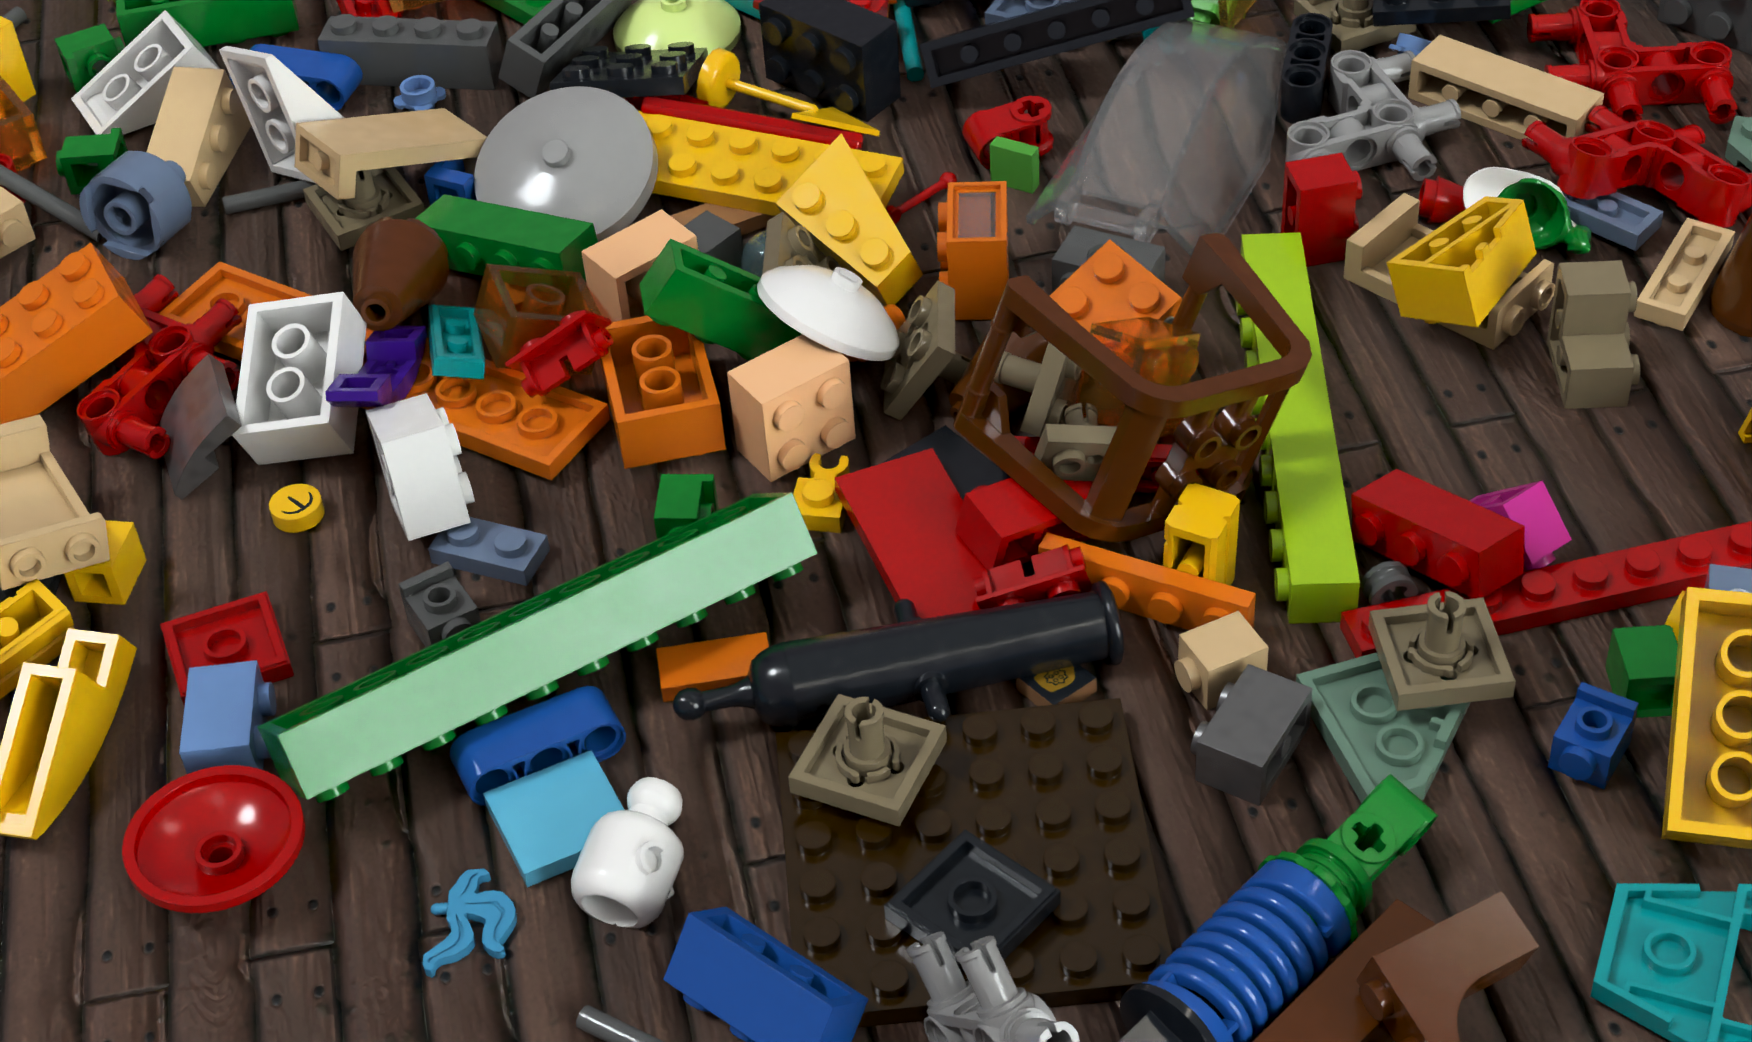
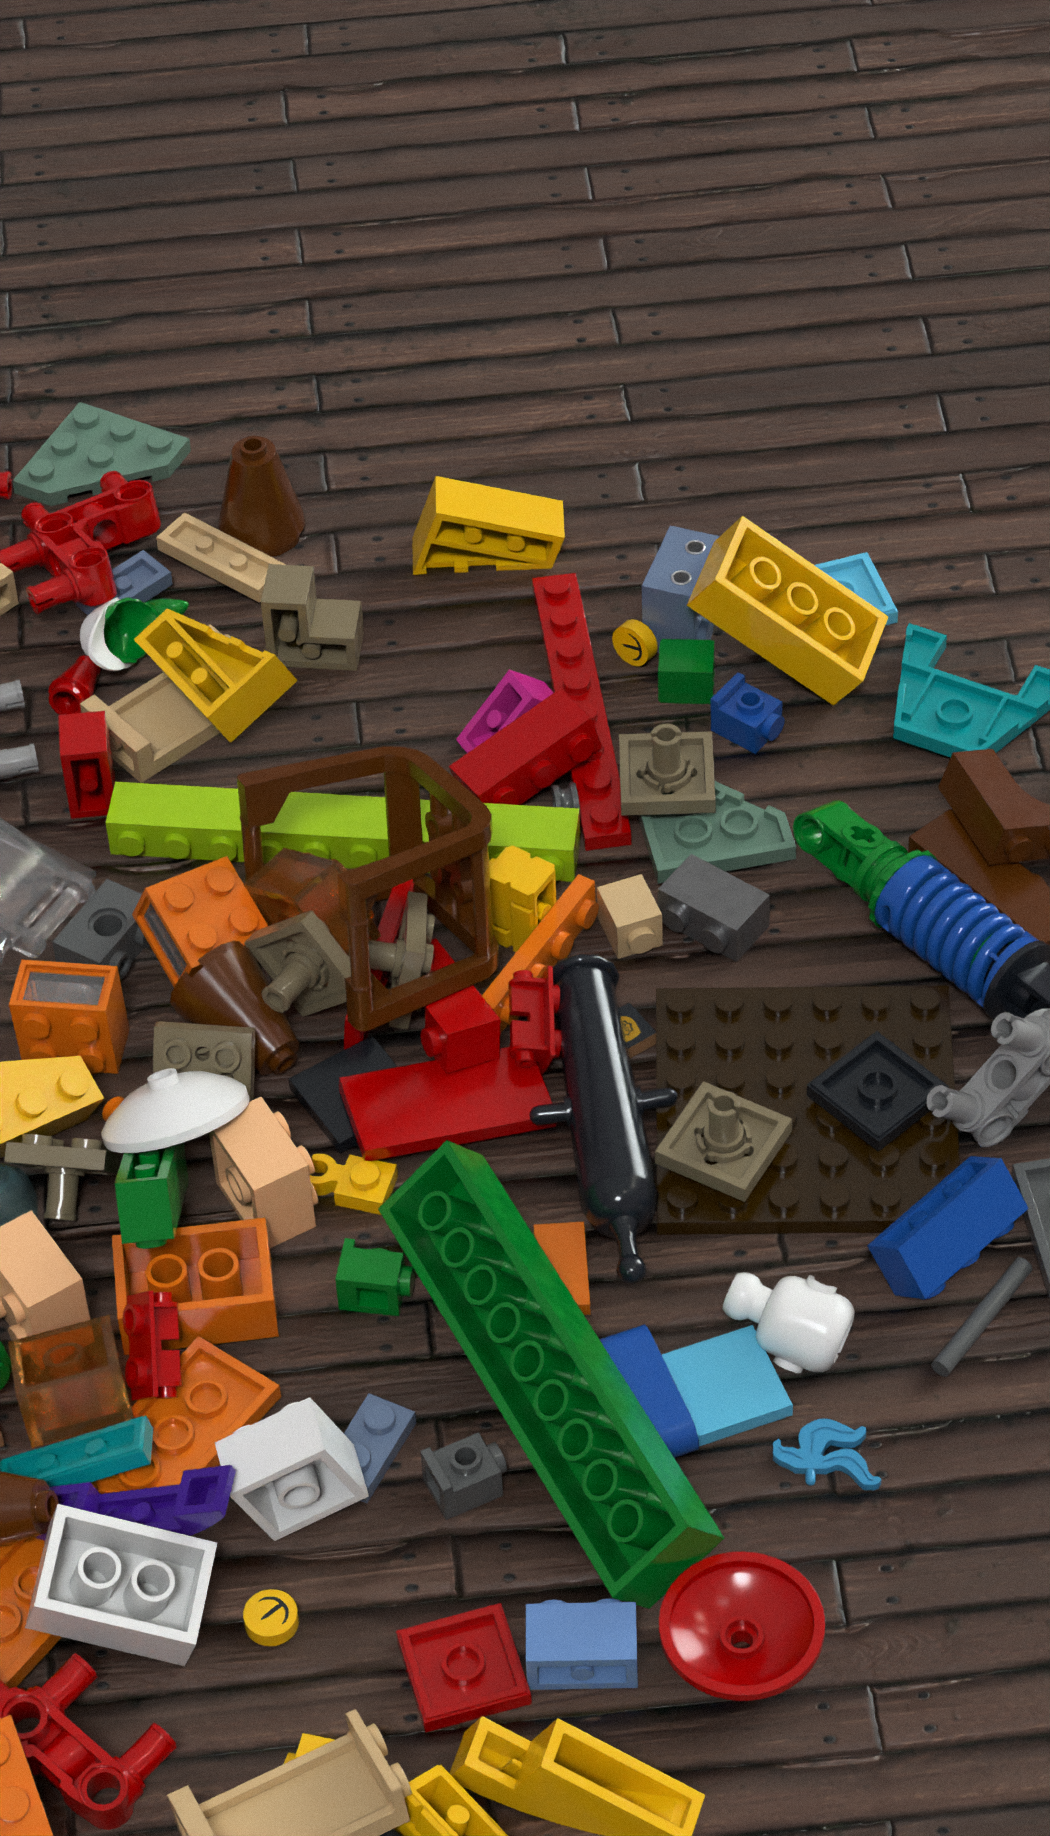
camera: 85 degrees left, 5 degrees up
(197, 422) = (152, 1683): flat silver slope -> none

